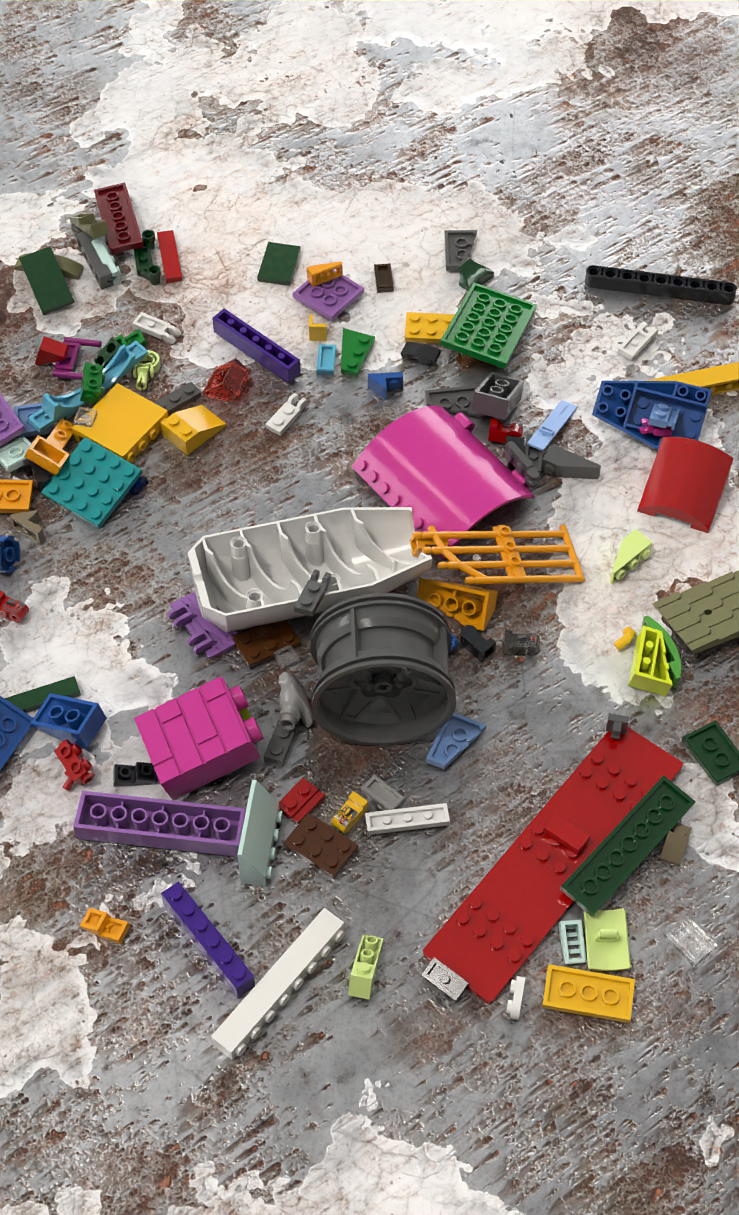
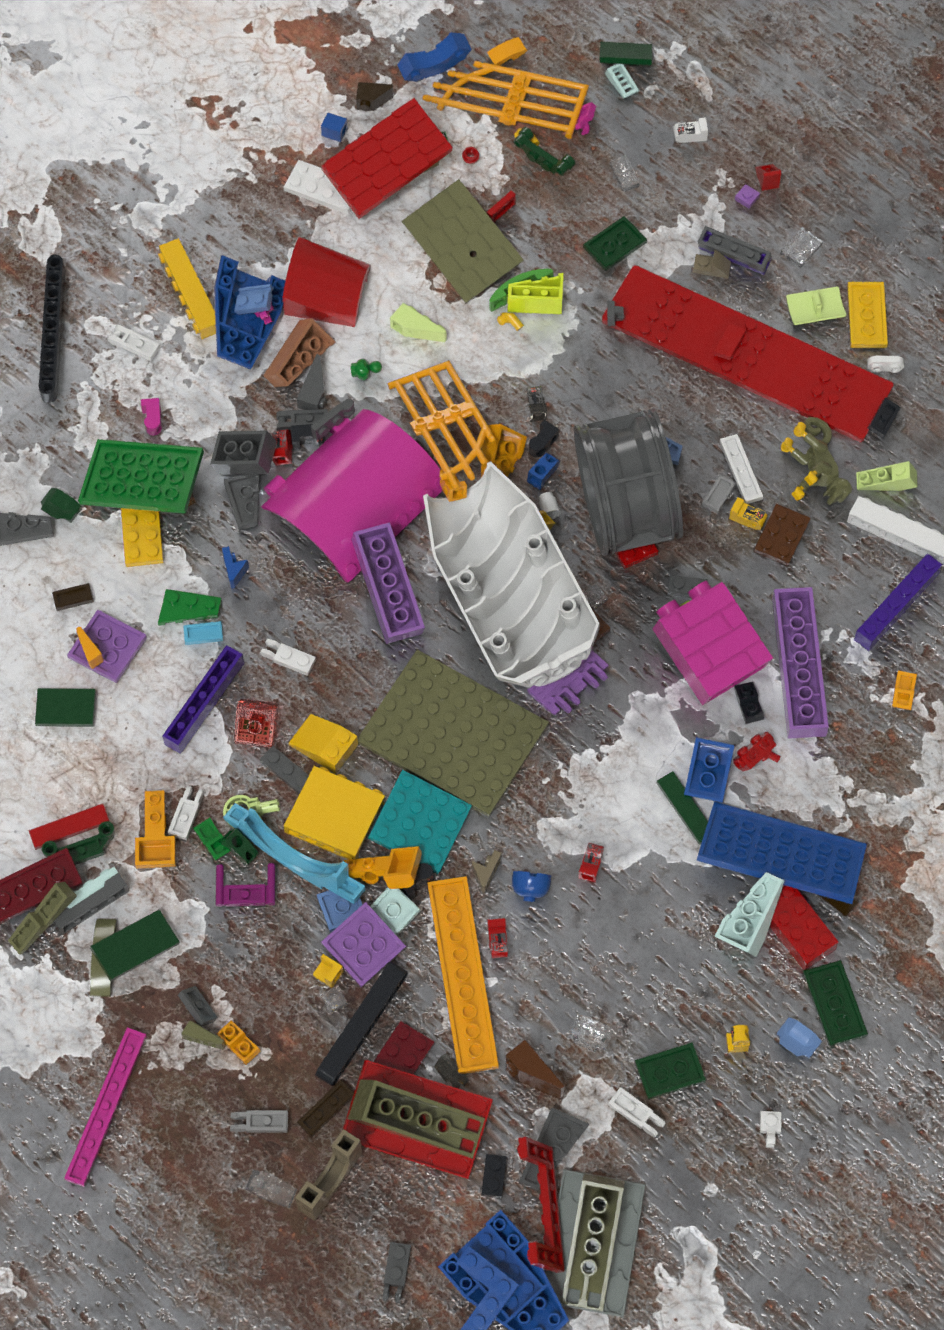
camera: 100 degrees left, 10 degrees up
(51, 351) = (245, 911): red slope -> none
(85, 417) = (343, 840): clear plate -> none
(91, 383) = (293, 848): green brick -> none
(129, 300) = (155, 848): none -> light orange plate
(167, 518) = (452, 732): none -> olive plate
(258, 836) = (819, 577): light aqua slope -> none
(293, 703) = (646, 579): light grey animal -> none
(300, 800) = (742, 559): red plate -> none
(312, 594) = (560, 550): dark grey hinge -> none
(317, 331) = (164, 647): yellow panel -> none
(334, 483) = (388, 583): none -> medium lavender brick
(389, 895) = (821, 464): none -> olive animal
(424, 353) = (182, 541): black slope -> none
(552, 425) = (264, 406): light blue piece -> none
(555, 345) = (152, 409): none -> dark pink leg
(577, 925) = (812, 336): light aqua slope -> none
(582, 506) = (362, 368): none -> green animal
(616, 462) = (298, 352): none -> nougat wedge
(627, 846) = (730, 294): dark green plate -> none
(688, 863) = (735, 250): none -> dark grey piece

